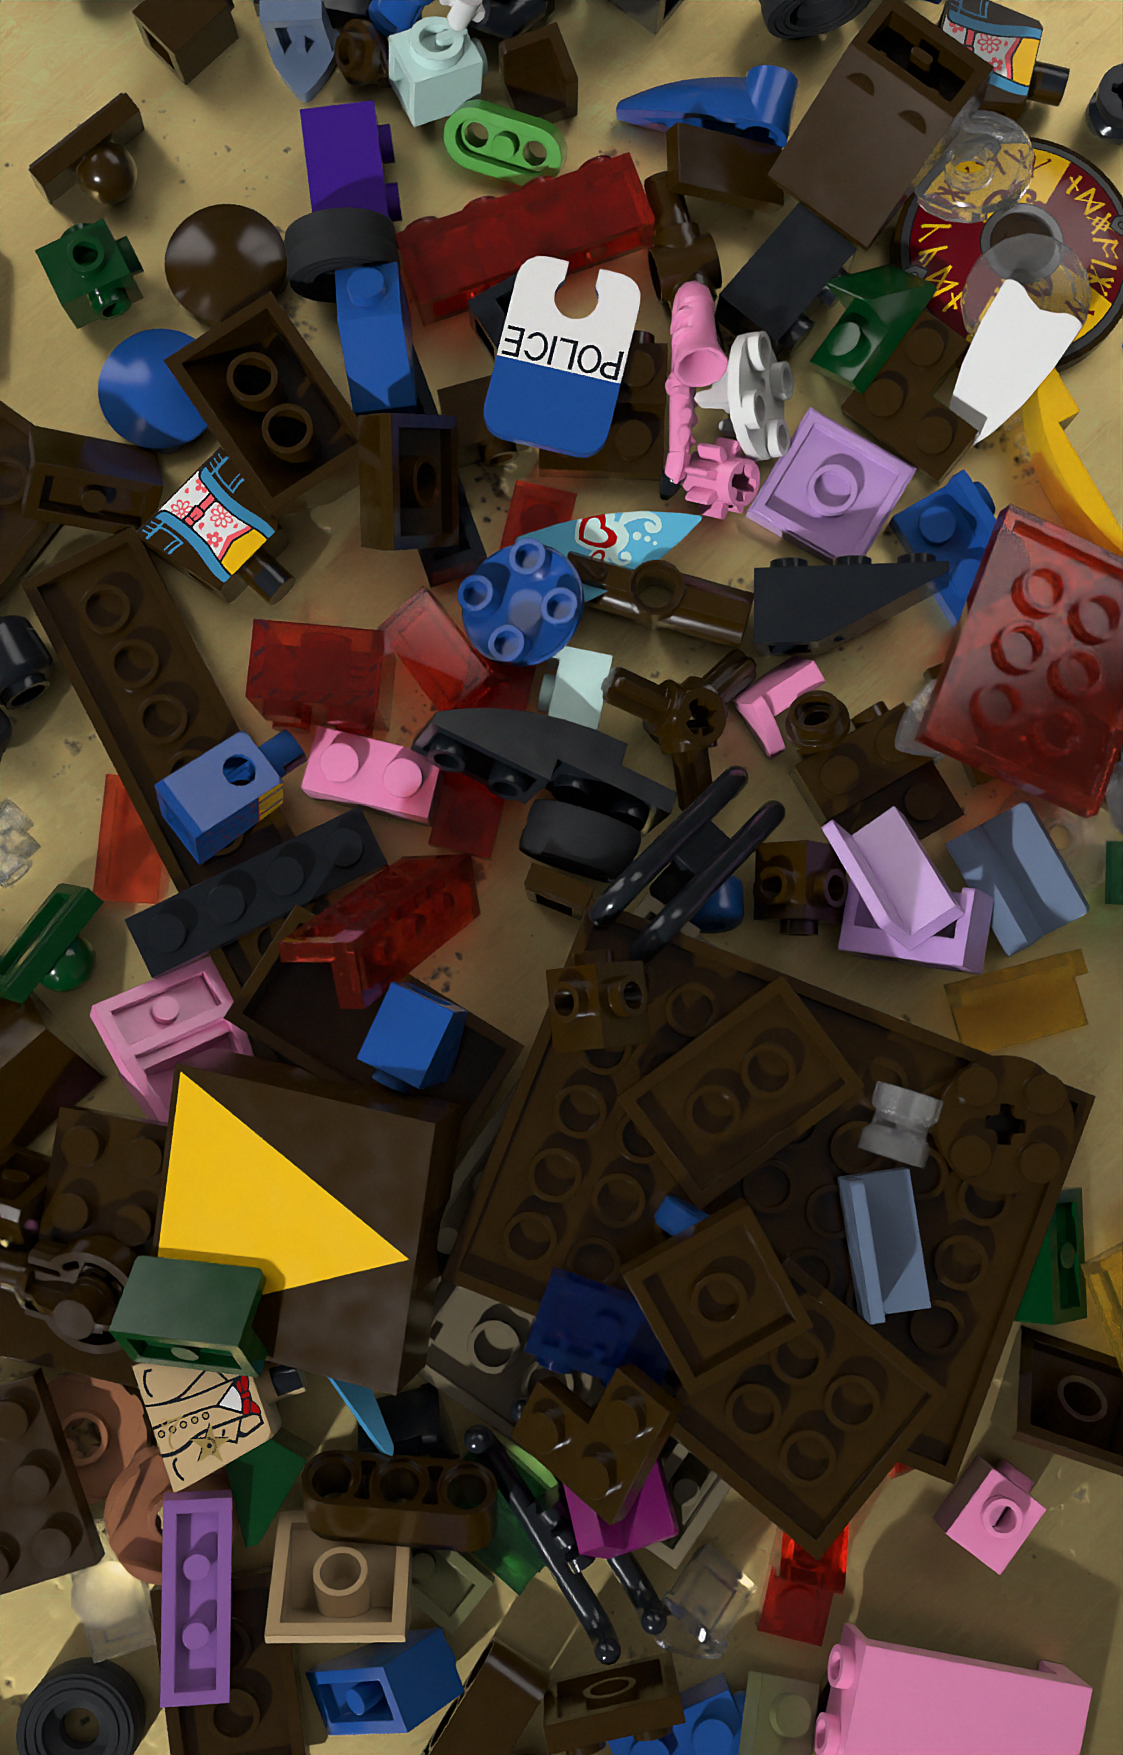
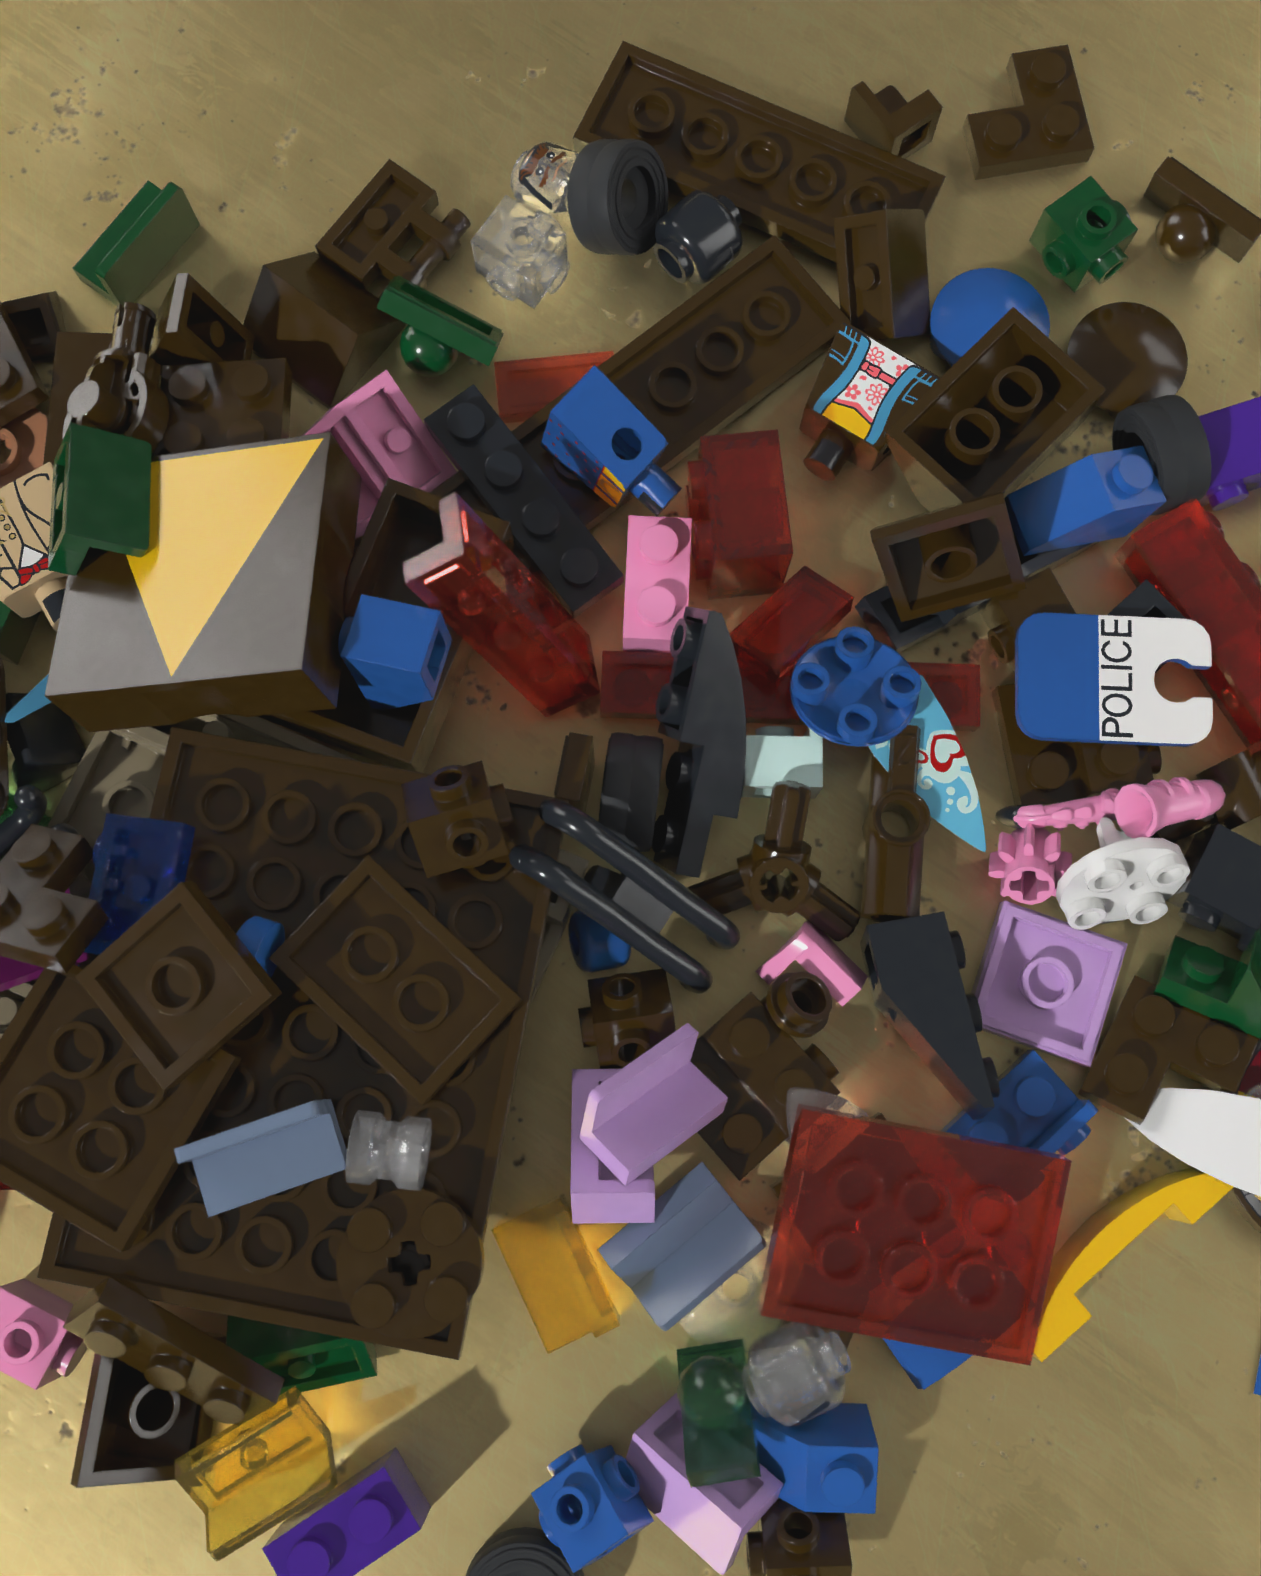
camera: 80 degrees right, 5 degrees down
(1039, 1368) = (173, 1353): none -> dark brown plate

